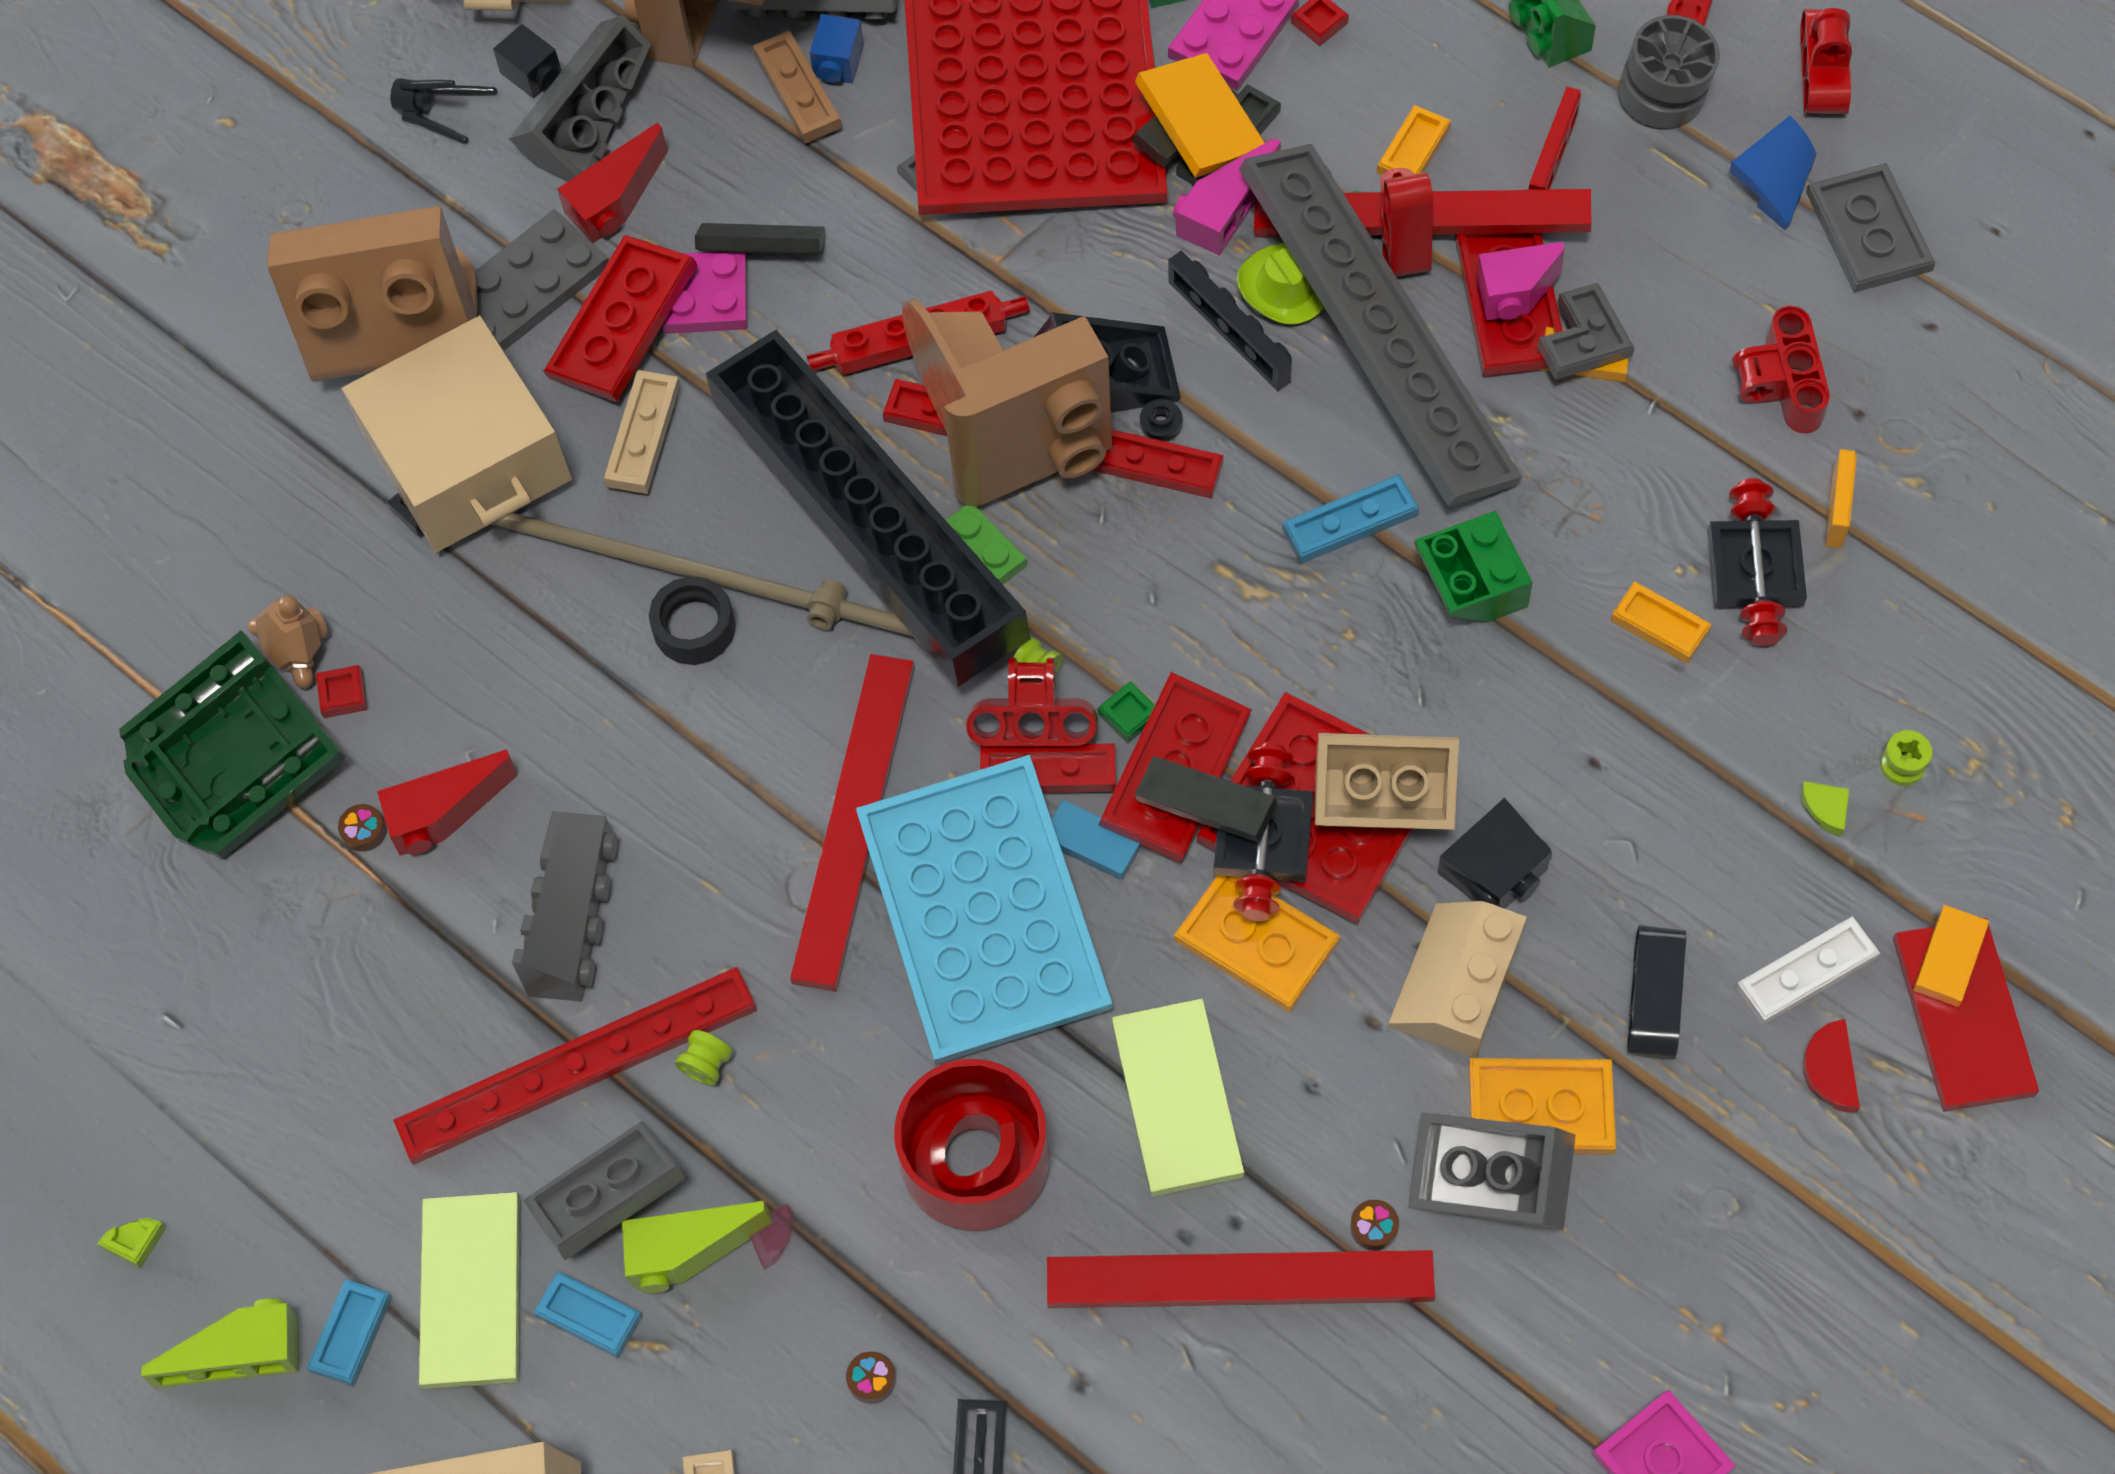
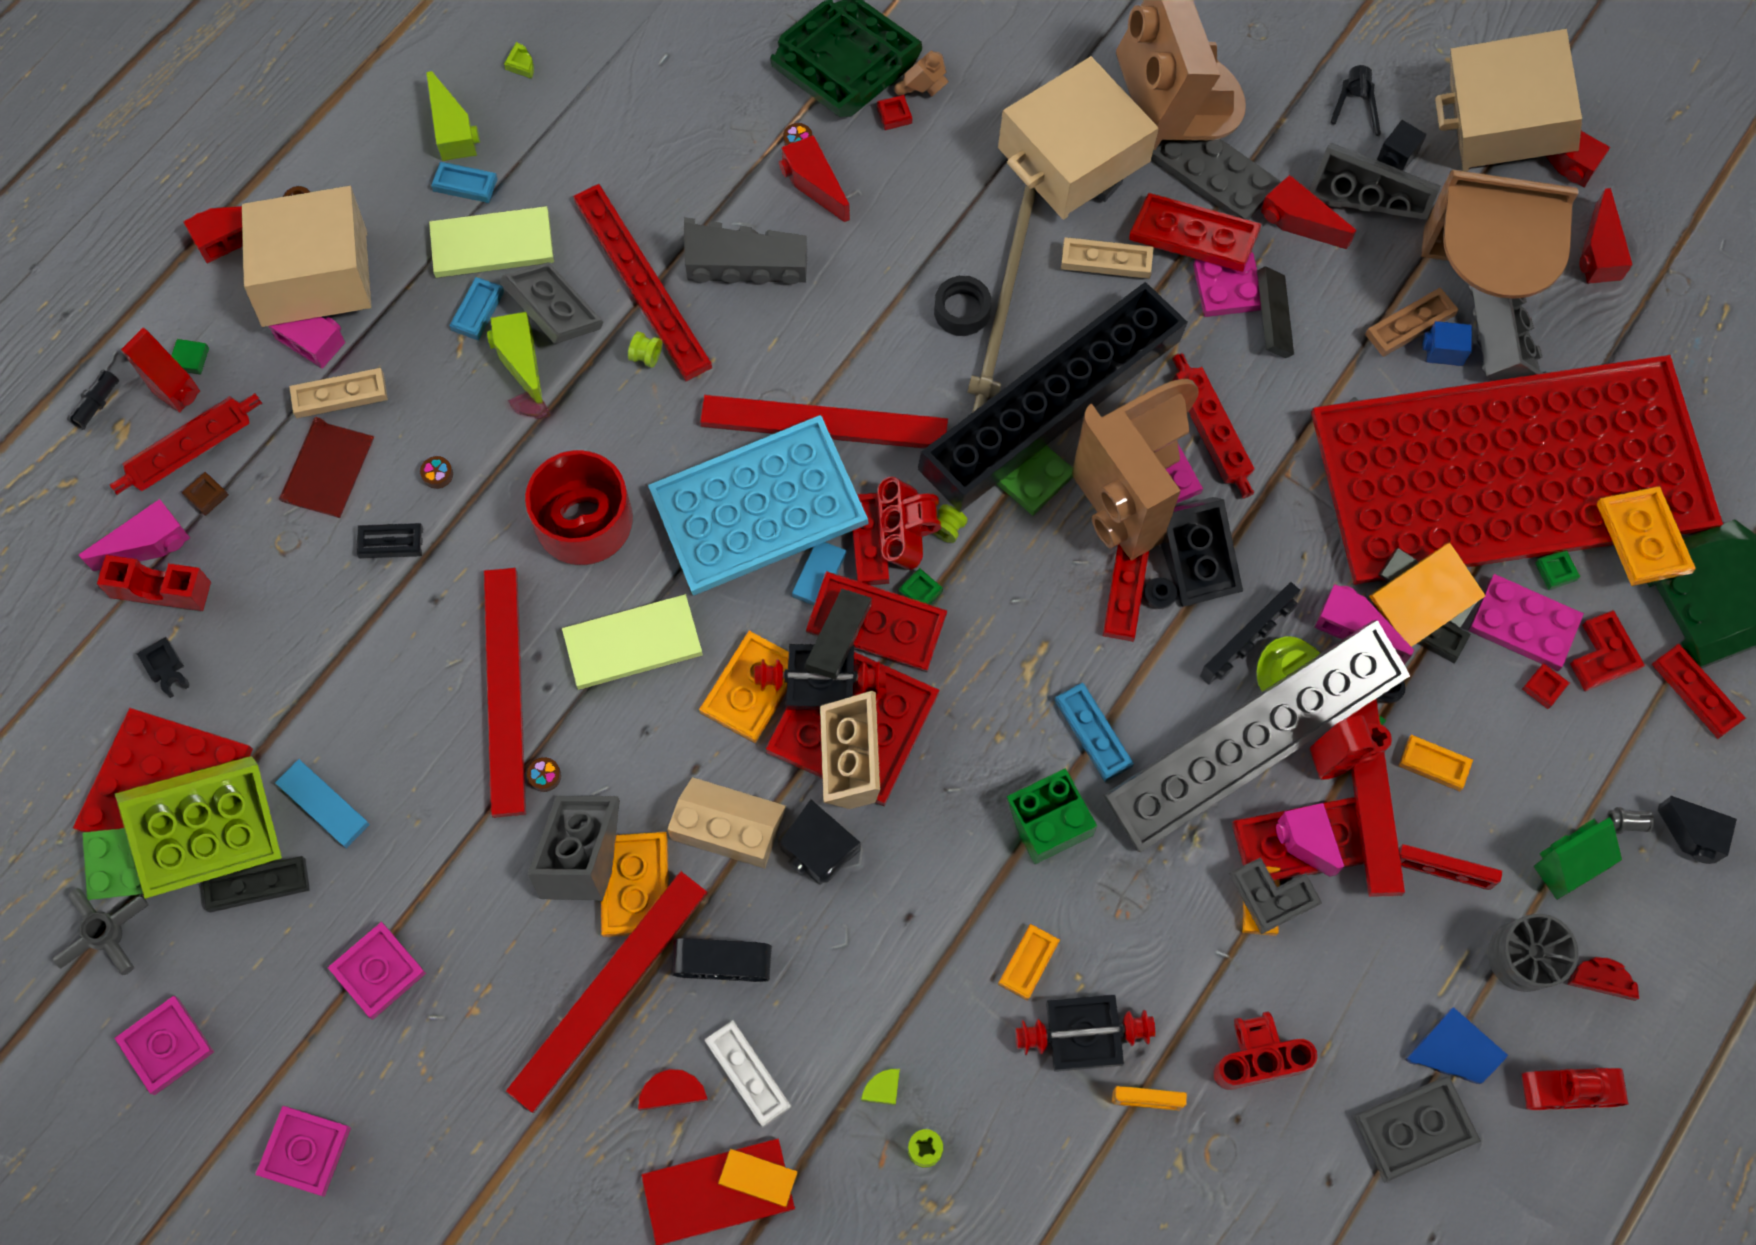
camera: 80 degrees right, 5 degrees up
(1700, 1141) = (606, 992): none -> red tile

